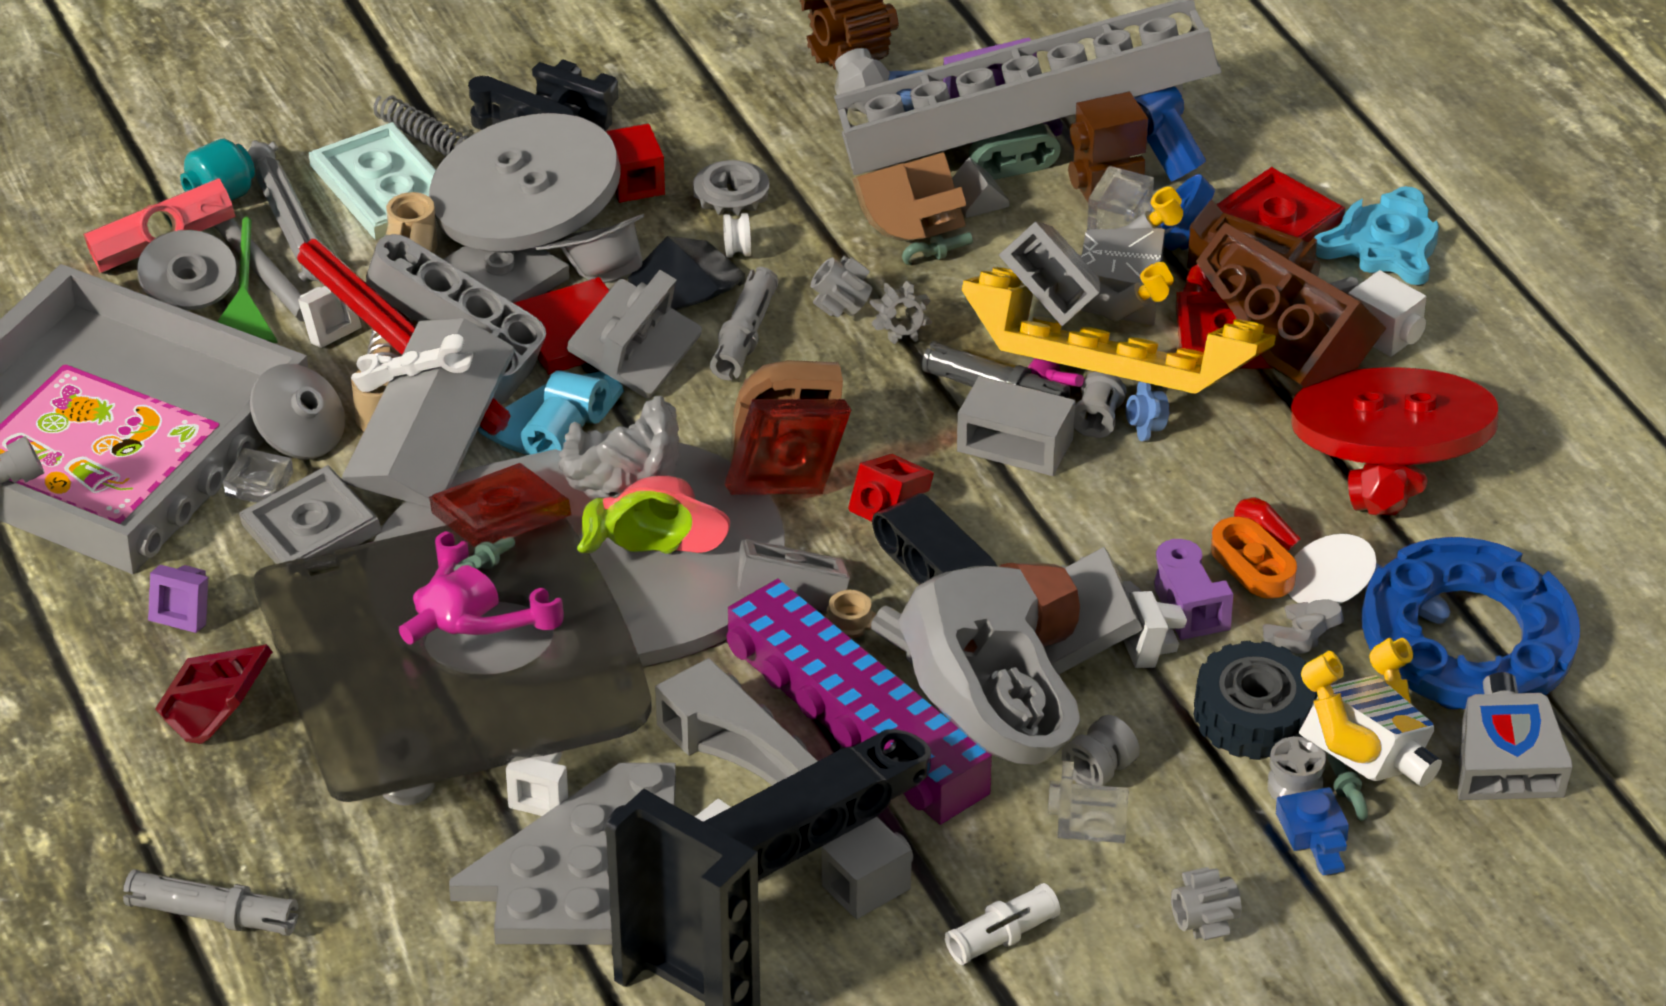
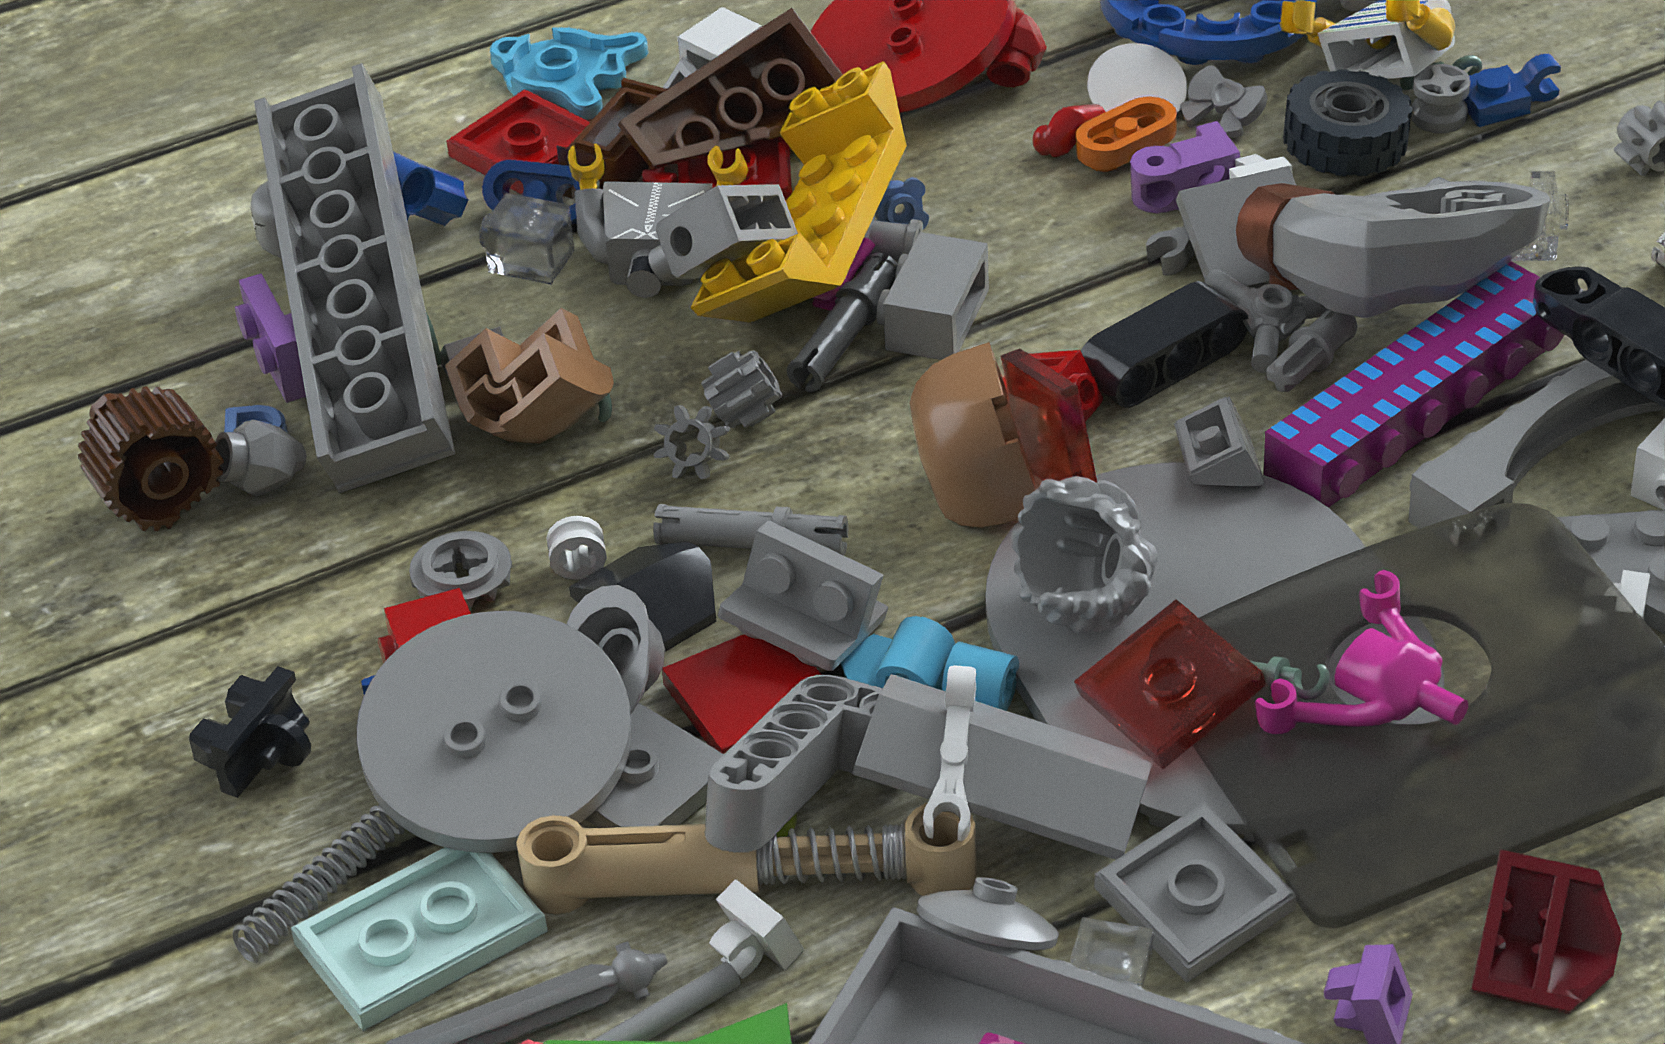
camera: 90 degrees left, 0 degrees up
(376, 312) = (792, 843): red axle -> none
(511, 100) = (299, 777): black plate -> none
(656, 516) = (1188, 539): lime hair -> none
(850, 612) = (1267, 404): tan plate -> none
(1106, 136) = (448, 226): reddish brown piece -> none

